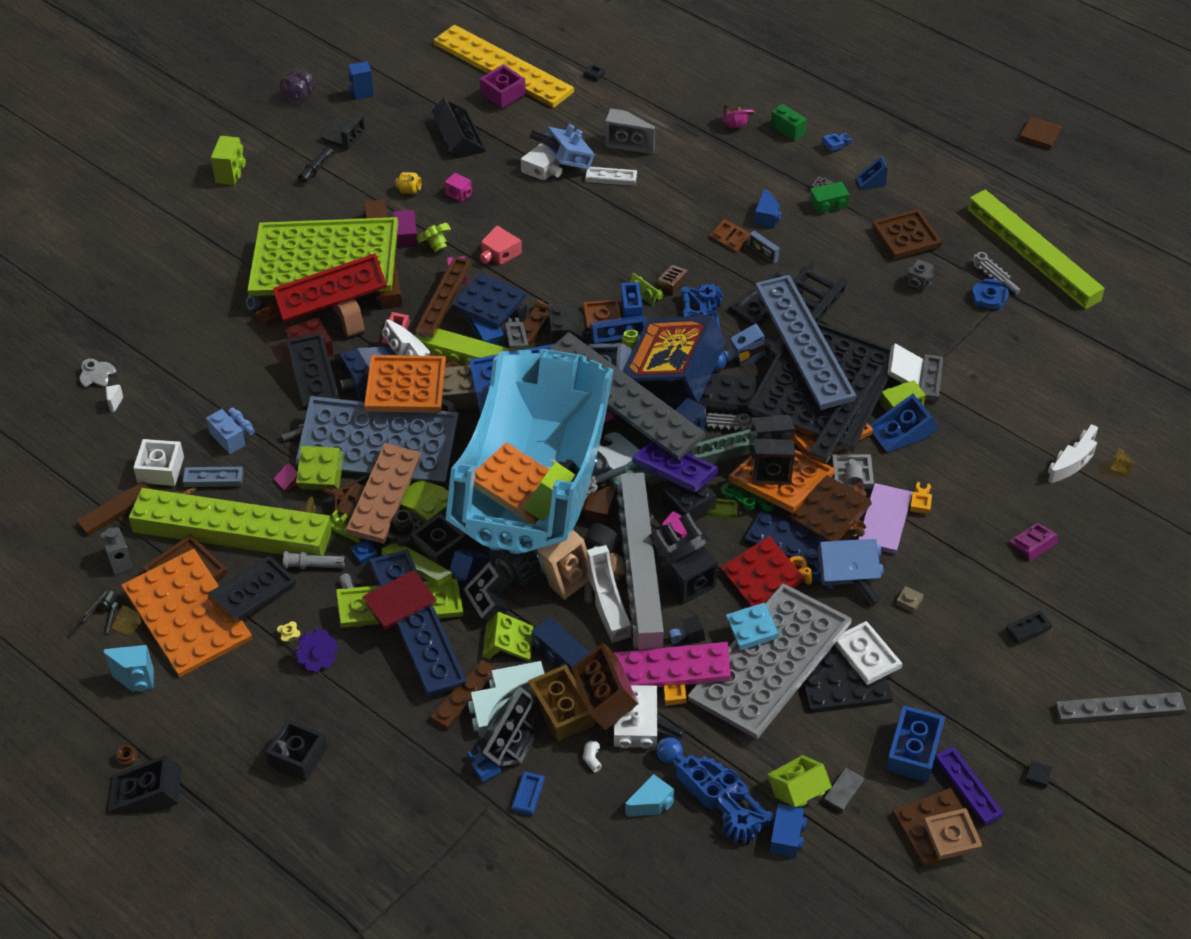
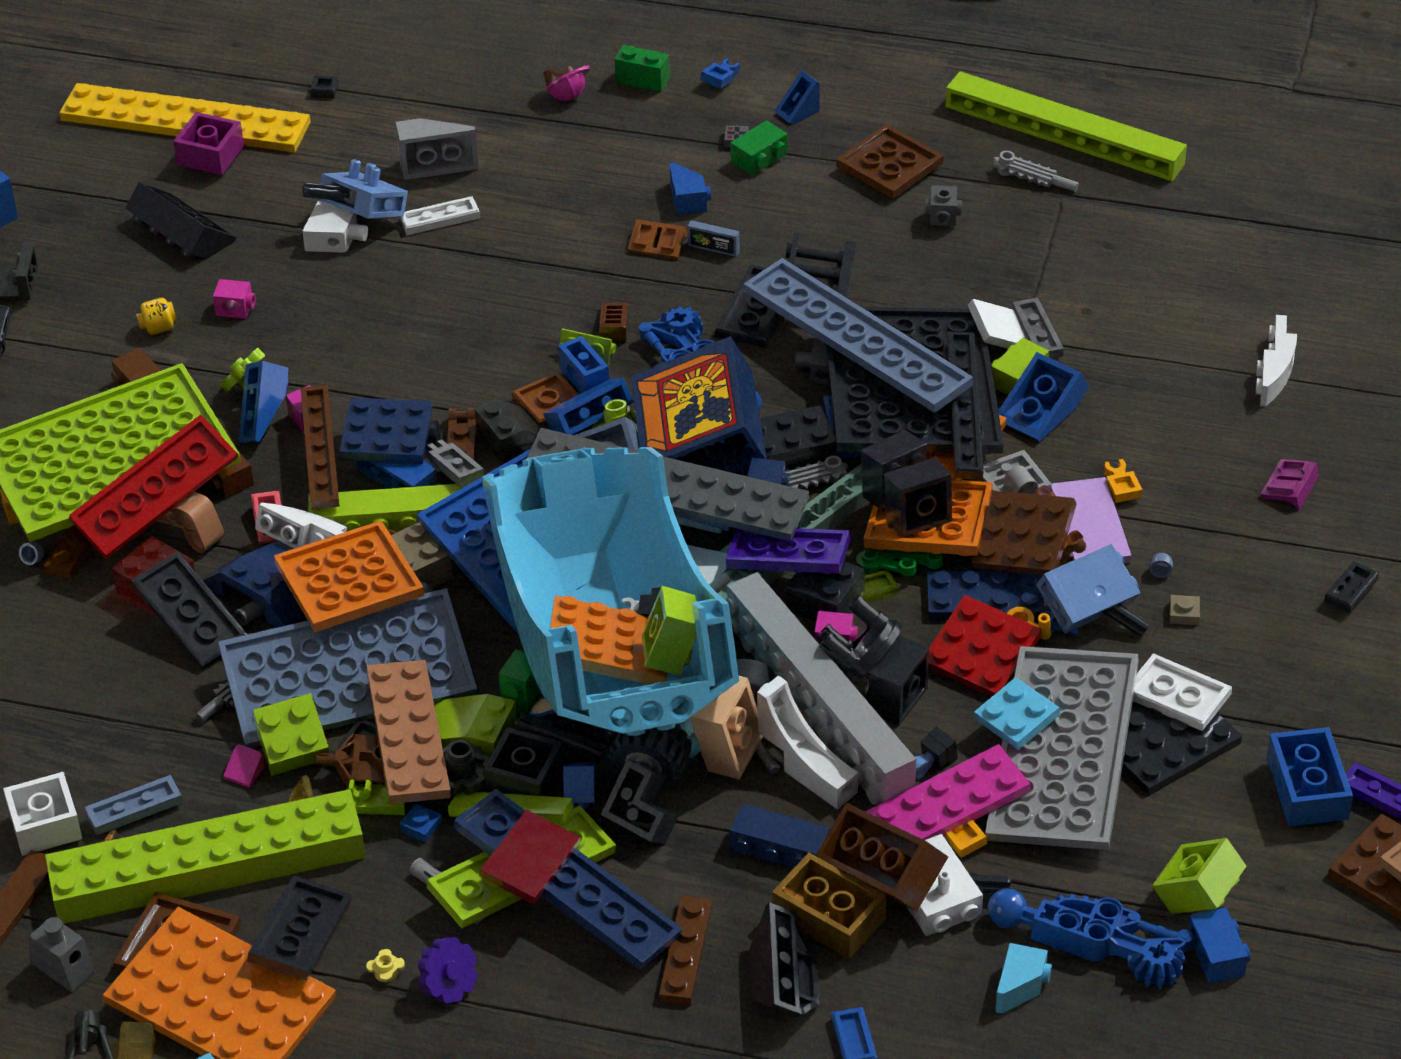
camera: 25 degrees left, 5 degrees down
(227, 431) = (115, 733): medium blue brick -> none
(303, 561) = (344, 865): light grey pin -> none
(406, 228) = (200, 372): magenta brick -> none
(433, 253) = (262, 394): none -> blue slope
(482, 766) = (773, 1027): blue plate -> none
(500, 246) = (347, 357): coral torso -> none
(503, 685) = (735, 919): light aqua arch -> none
(507, 635) = (694, 849): lime bracket -> none
(589, 753) = (904, 957): white arm -> none
(747, 346) = (779, 369): medium blue torso -> none
(844, 790) = (1255, 877): flat silver tile -> none
(912, 564) = (1161, 565): none -> sand blue hinge
(994, 301) = (1054, 208): blue plate -> none
(1122, 462) = (1338, 348): clear yellow slope -> none

